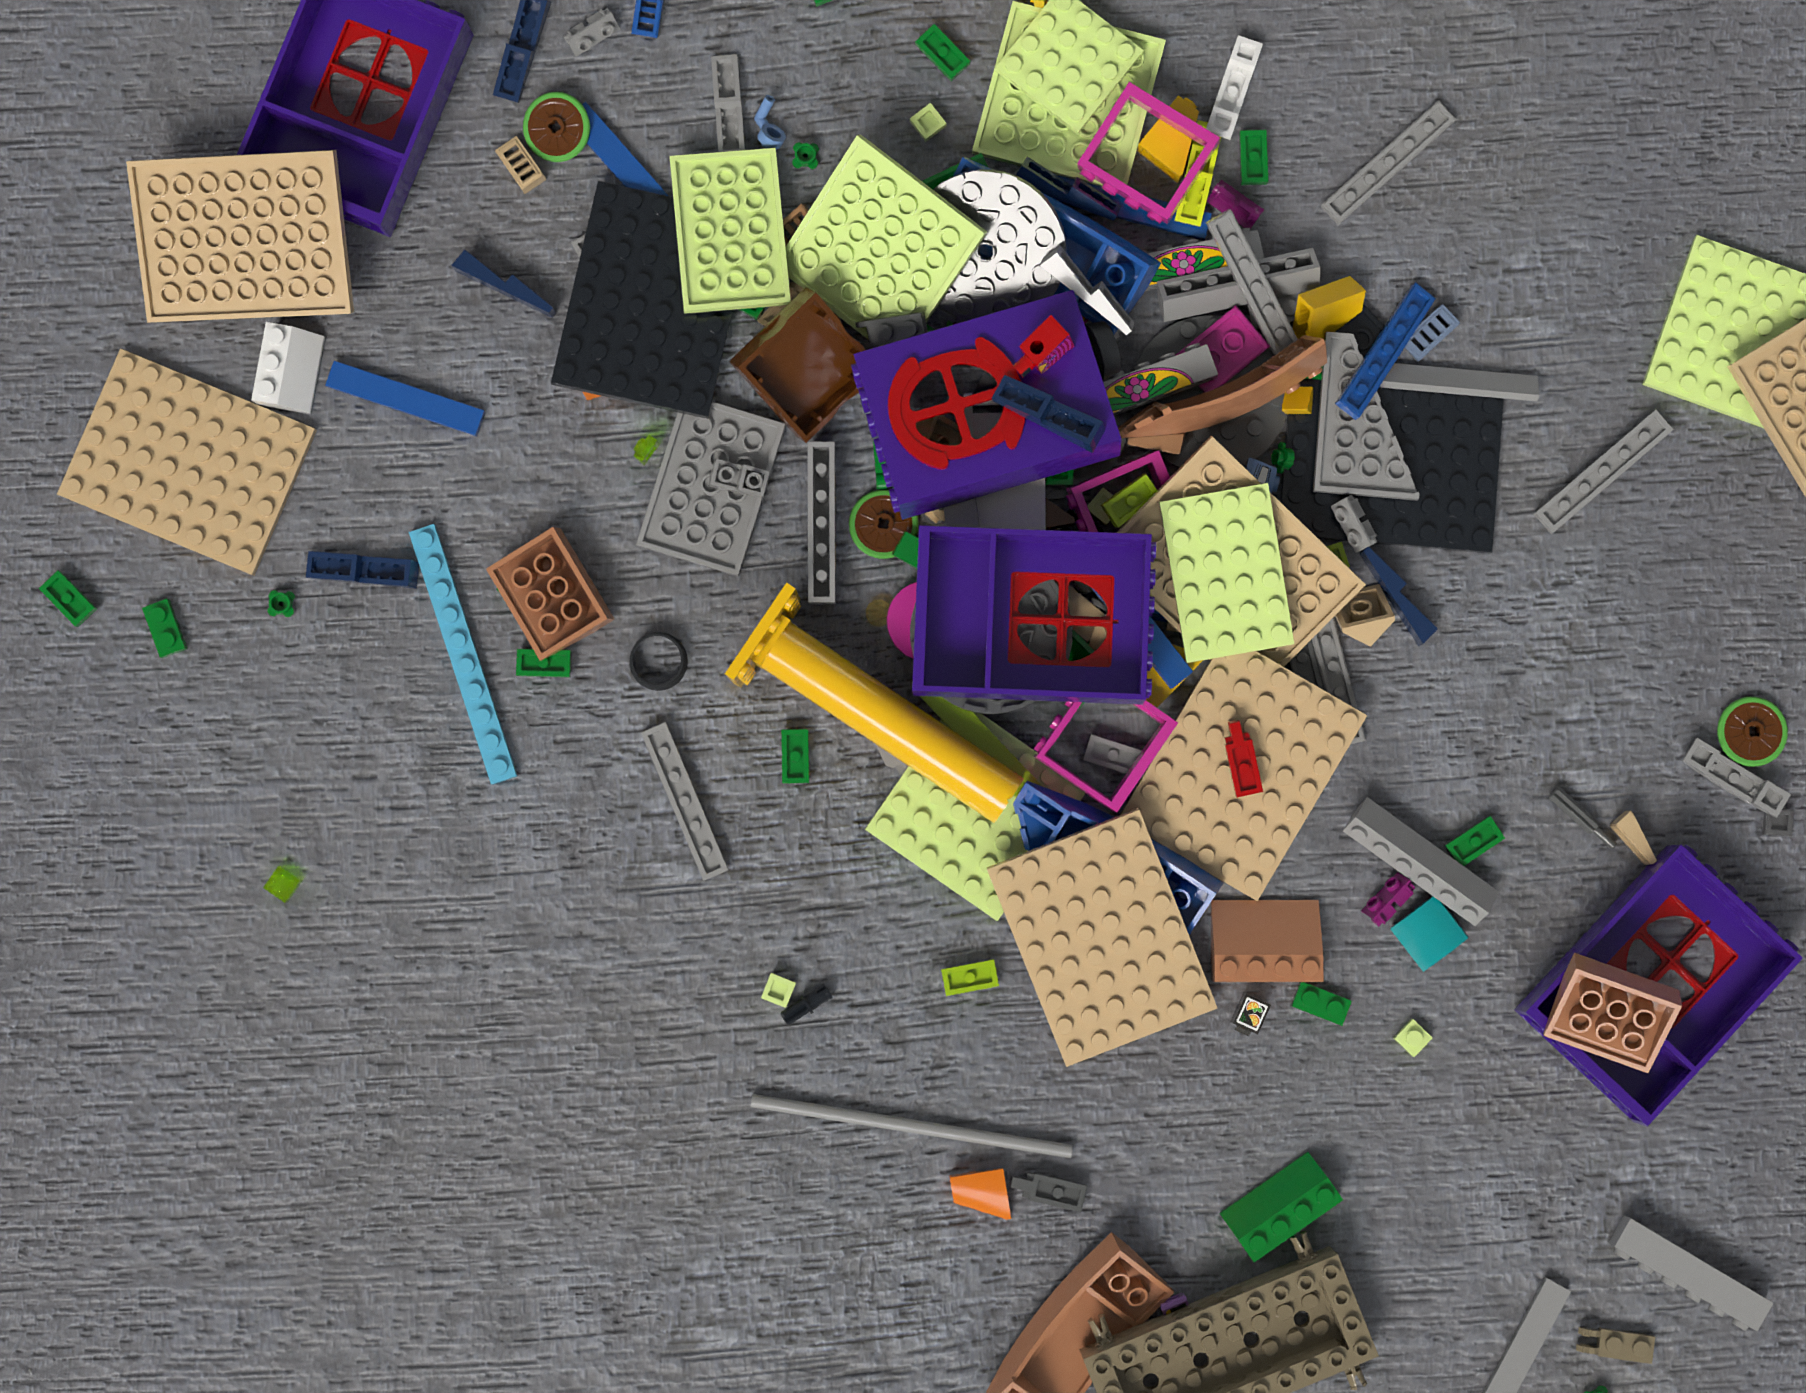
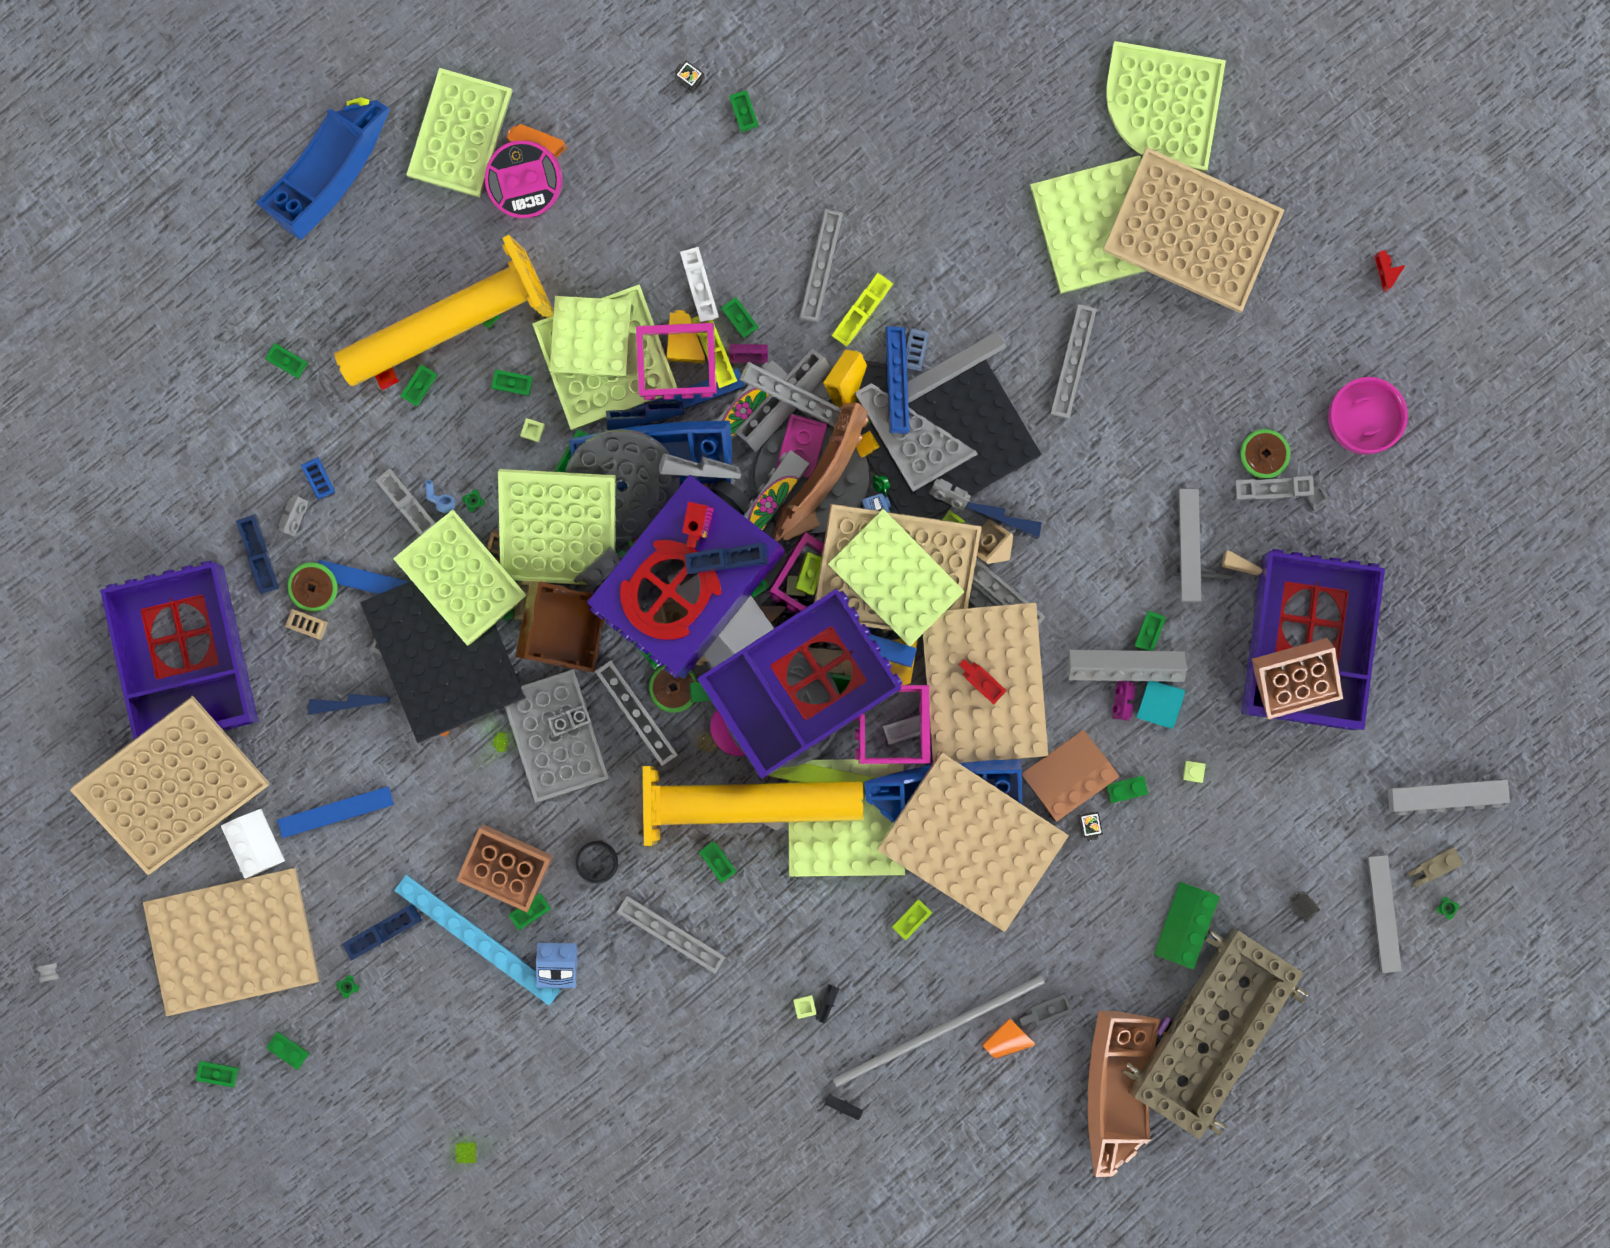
camera: 40 degrees left, 0 degrees up
(531, 744) = (556, 965): none -> medium blue slope
(742, 1135) = (843, 1107): none -> black axle
(1401, 244) = (862, 309): none -> neon yellow slope
(1431, 1279) = (1302, 905): none -> clear smoke brick
(1590, 775) = (1189, 545): none -> light grey tile

